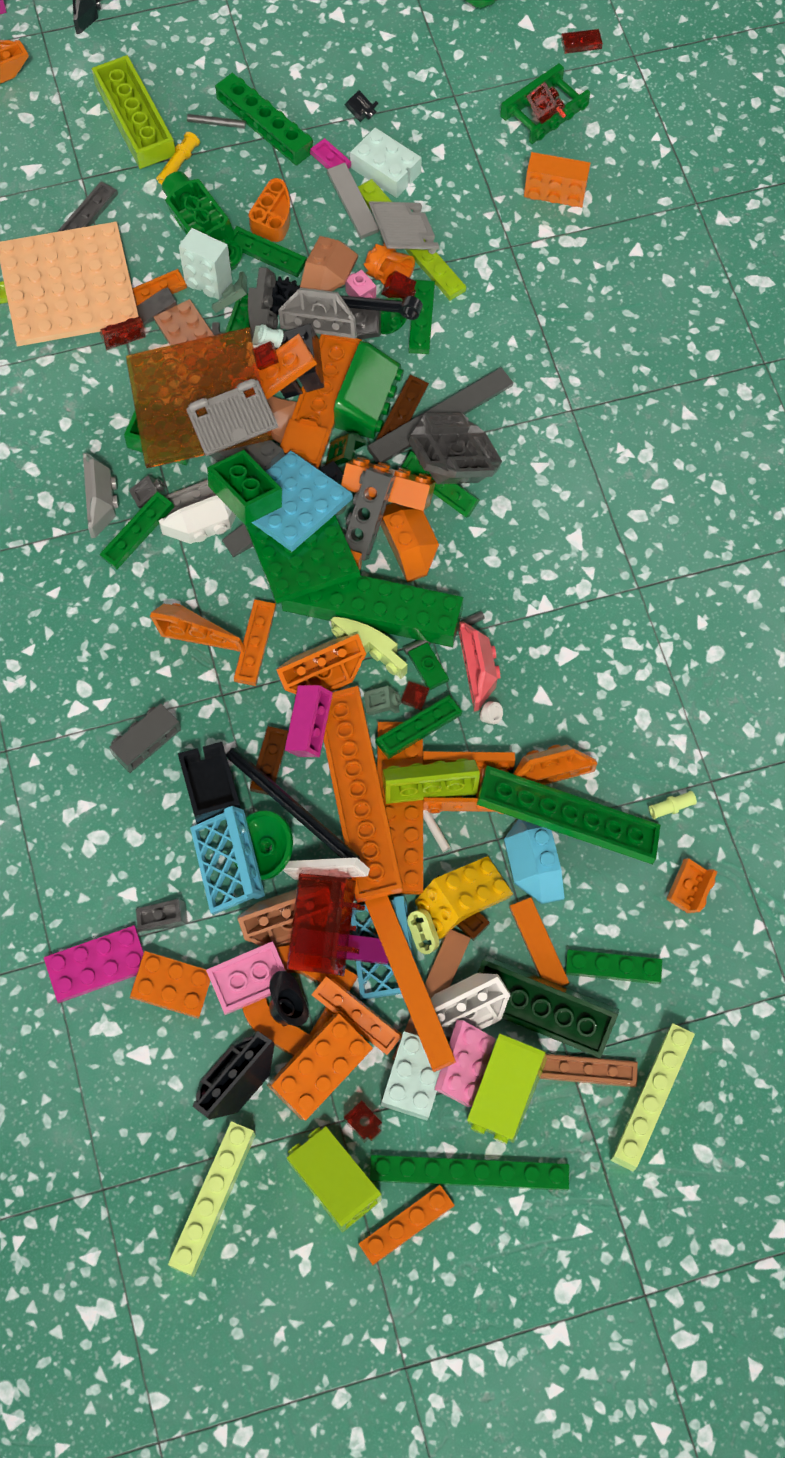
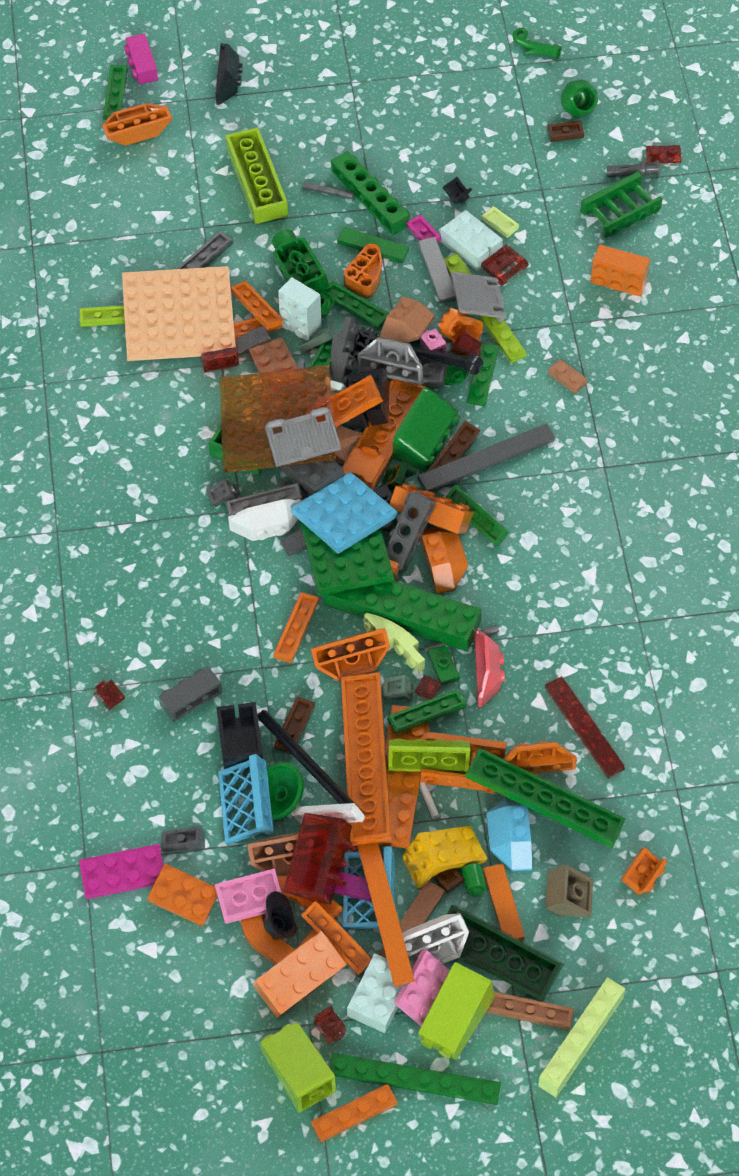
camera: 10 degrees right, 10 degrees down
(50, 750) = (109, 694): none -> clear red bracket
(99, 494) = (180, 491): light grey wedge -> none
(136, 530) = (208, 523): green plate -> none
(155, 264) = (256, 305): none -> orange plate
(182, 153) = (294, 213): yellow pin -> none
(182, 624) = (239, 606): orange wedge -> none
(212, 1199) = (192, 1068): yellowish green brick -> none
(235, 1077) = (228, 974): black wedge -> none
(244, 487) = (305, 495): green brick -> none
(261, 175) = (358, 240): none -> green tile
(265, 334) = (344, 375): light aqua piece -> none
(265, 355) = (340, 390): clear red tile -> none
(308, 721) = (332, 695): dark pink brick -> none
(413, 137) = (500, 222): none -> yellowish green tile
(421, 182) = (502, 259): none -> clear red plate
(423, 931) = (405, 878): yellowish green beam -> none
(454, 449) = (492, 486): flat silver piece -> none
(470, 25) = (565, 131): none -> reddish brown plate
(491, 713) = (492, 709): white tile -> none
(502, 921) = (474, 879): none -> green brick
(515, 309) = (567, 376): none -> nougat plate
(544, 63) = (642, 167): none -> dark grey pin
(545, 102) = (620, 203): clear red bracket -> none
(598, 720) = (584, 727): none -> clear red tile
(611, 922) = (569, 892): none -> dark tan slope
(613, 966) = (565, 929): green plate -> none
(672, 805) = (638, 803): yellowish green pin -> none

